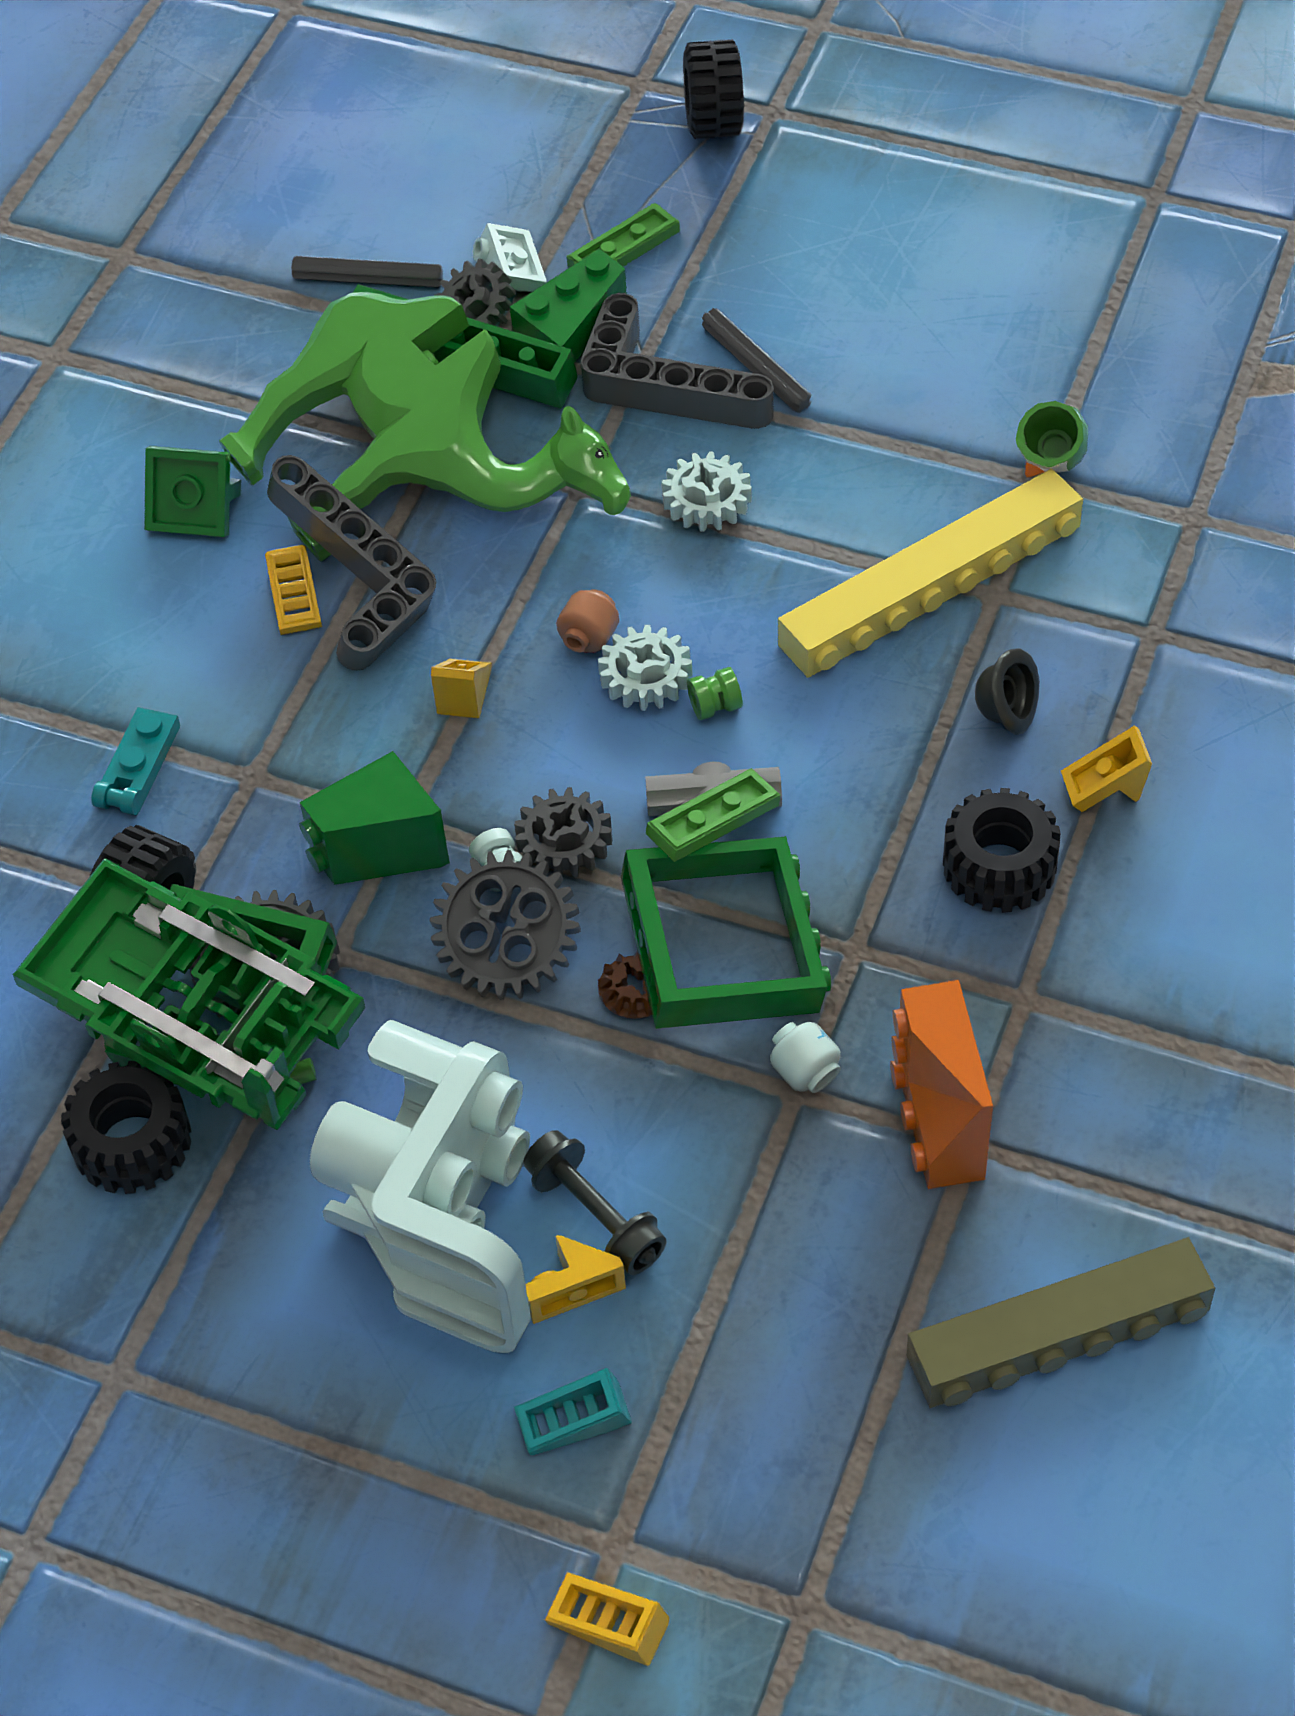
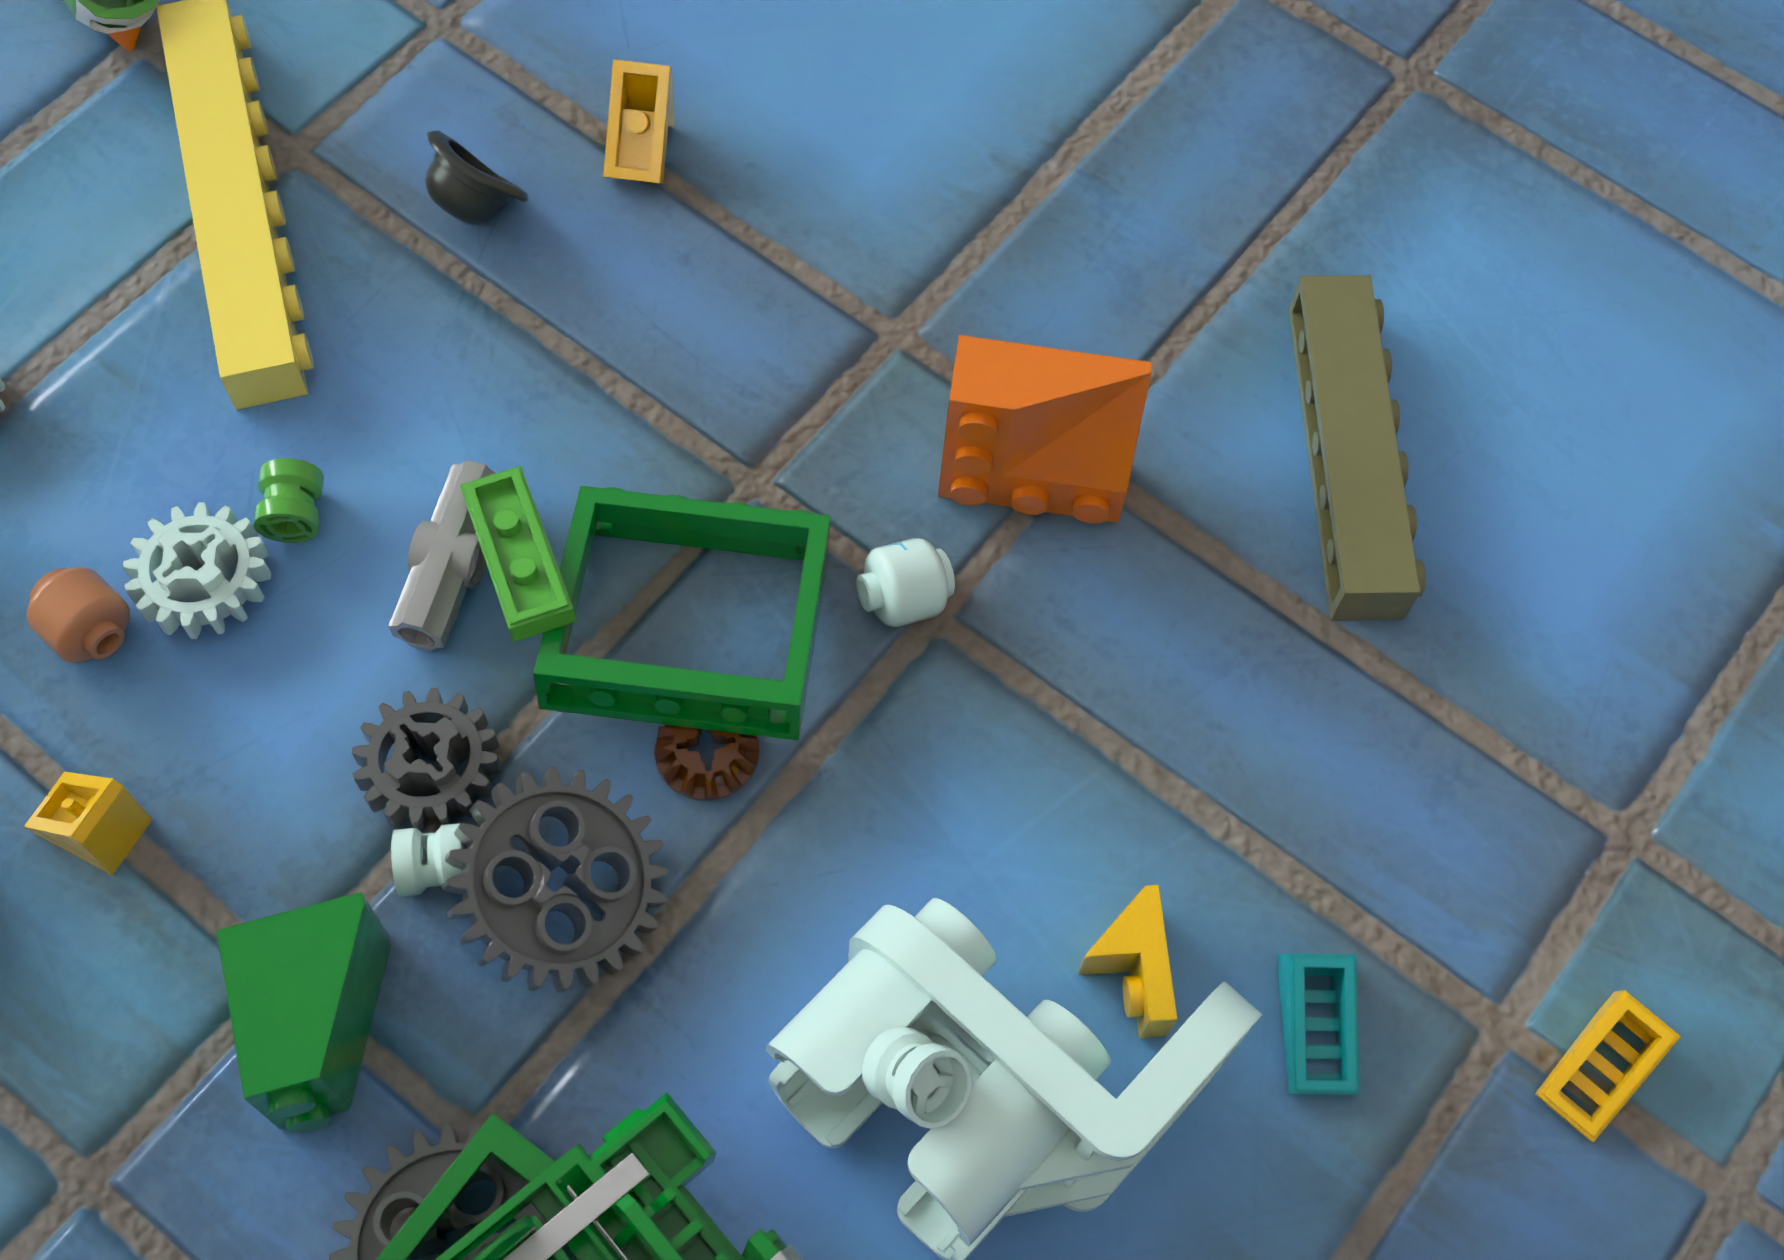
camera: 80 degrees left, 10 degrees up
(377, 1092) = (917, 1077): none -> light aqua wheel
(554, 1162) = (1114, 864): pearl dark grey piece -> none
(1007, 821) = (699, 231): black tyre -> none

